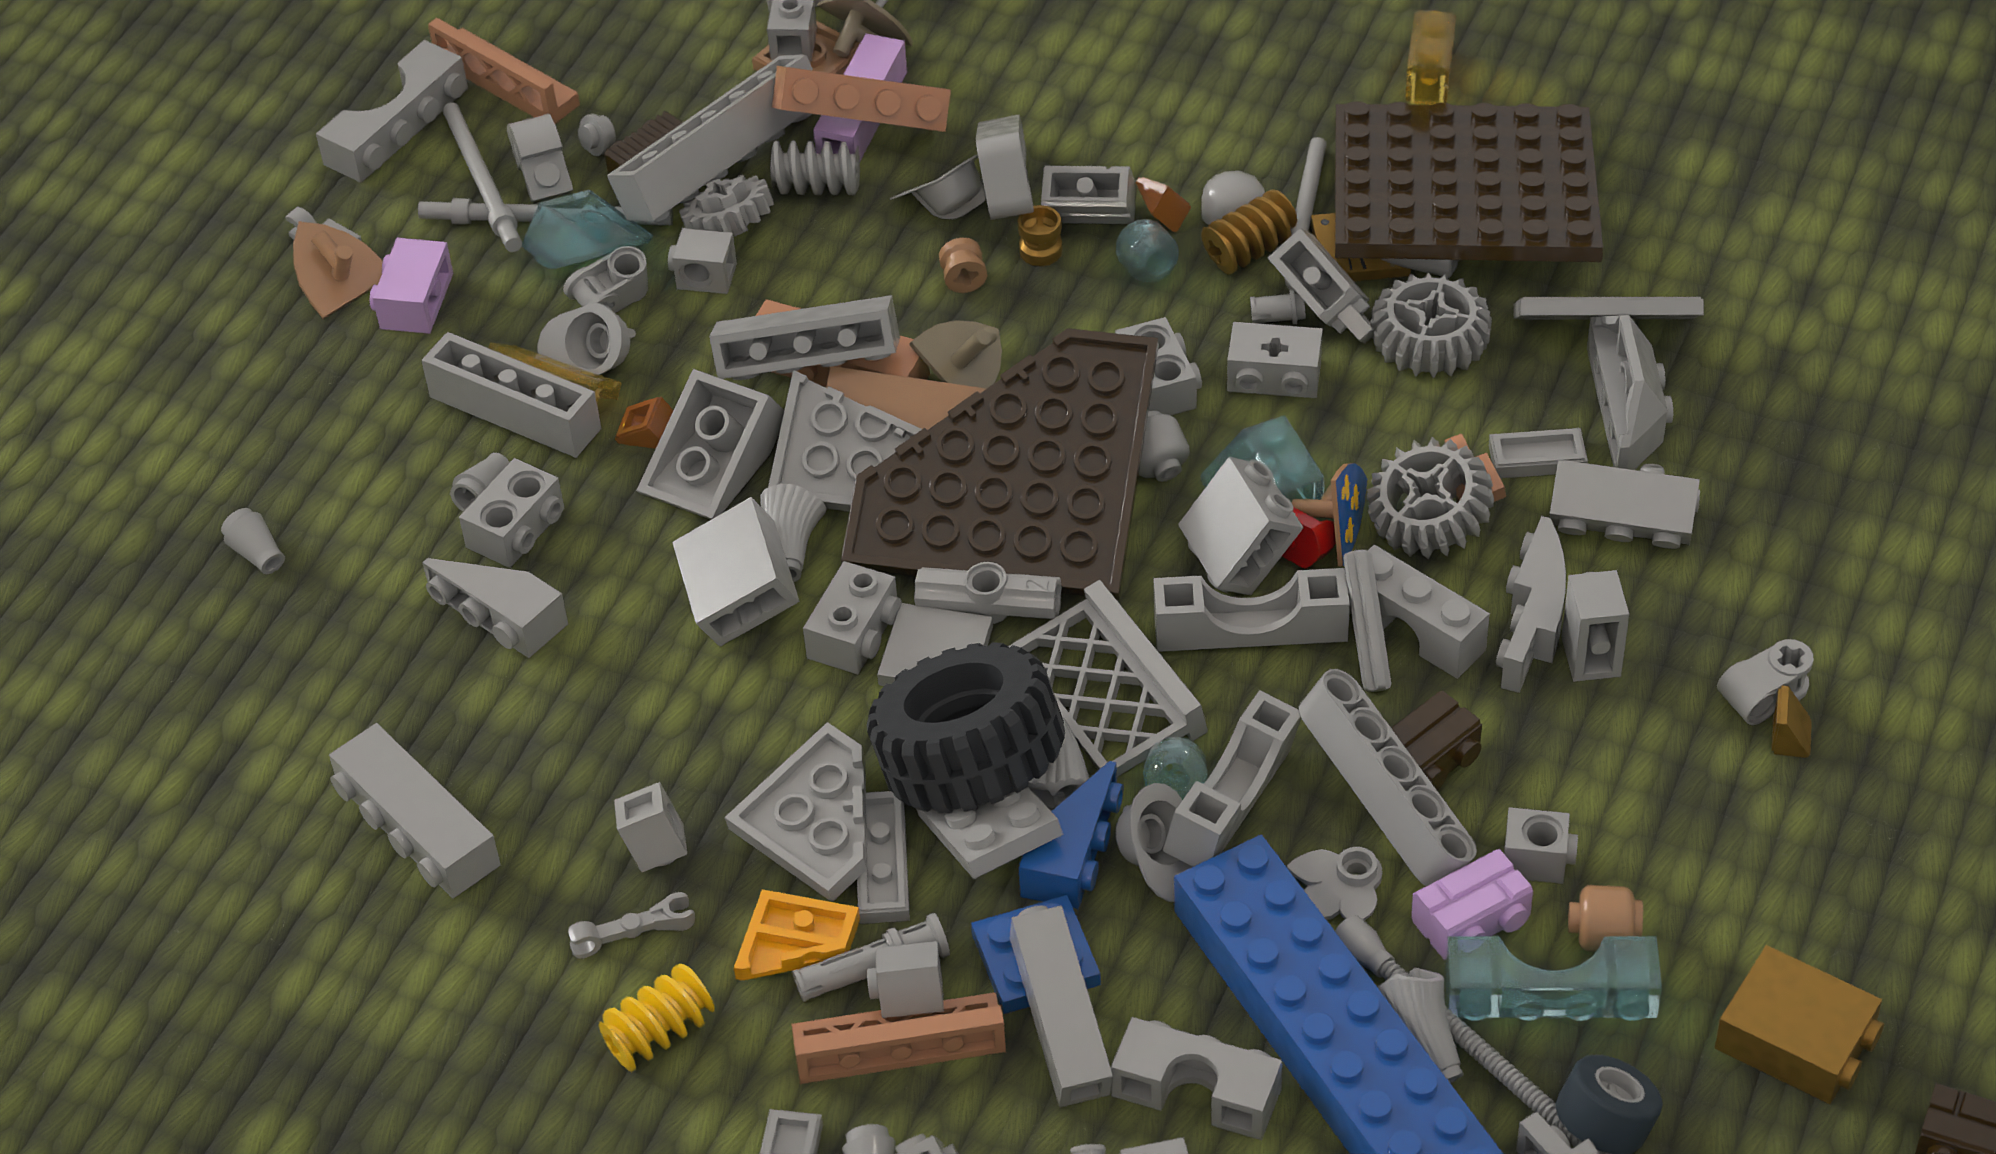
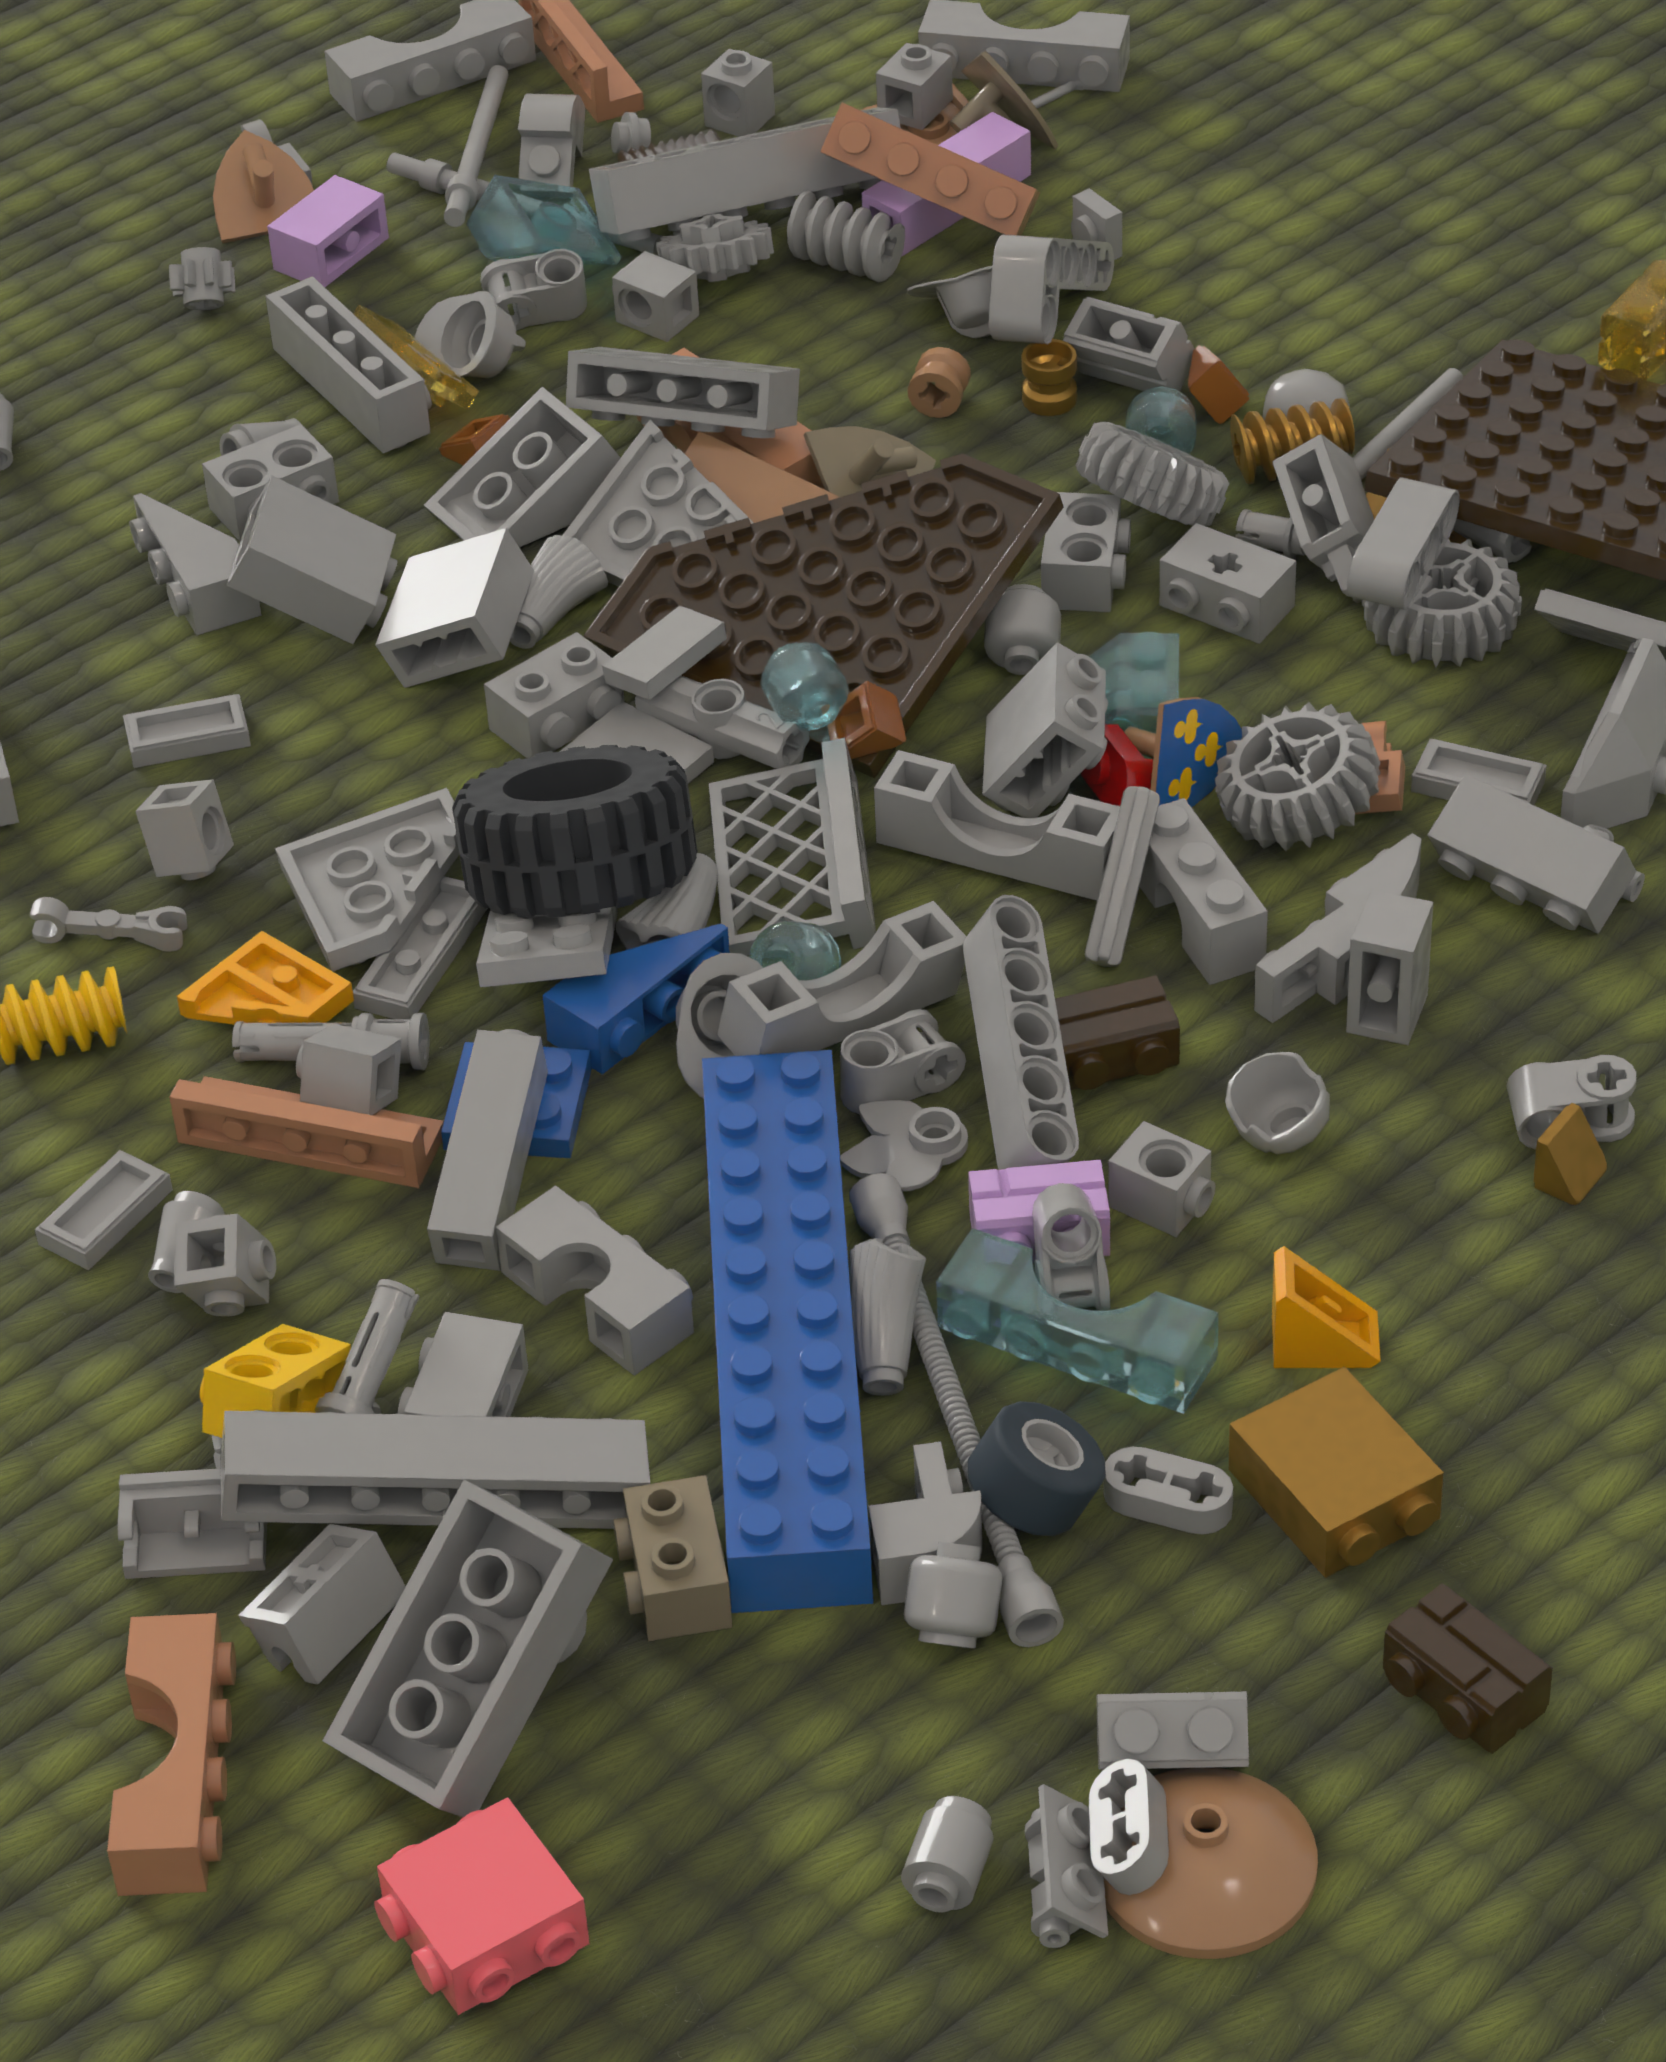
camera: 25 degrees right, 5 degrees down
(341, 357) = (202, 278): none -> light grey gear
(579, 741) = (186, 730): none -> light grey tile
(601, 569) = (314, 561): none -> light grey brick
(656, 73) = (738, 93): none -> light grey brick
(924, 556) = (664, 652): none -> light grey tile
(992, 99) = (1097, 220): none -> light grey plate
(1050, 549) = (804, 685): none -> clear light blue head
(1101, 559) = (869, 721): none -> dark orange slope
(1177, 293) = (1152, 474): none -> light grey gear
(1297, 819) = (895, 1061): none -> light grey piece
(1398, 293) = (1403, 543): none -> light grey beam
(1523, 923) = (1073, 1261): none -> light grey piece
(1581, 757) = (1278, 1102): none -> light grey hair
(1604, 912) = (1186, 1271): medium nougat head -> none
(1692, 1080) = (1168, 1490): none -> light grey beam
(1708, 914) = (1318, 1319): none -> light orange slope

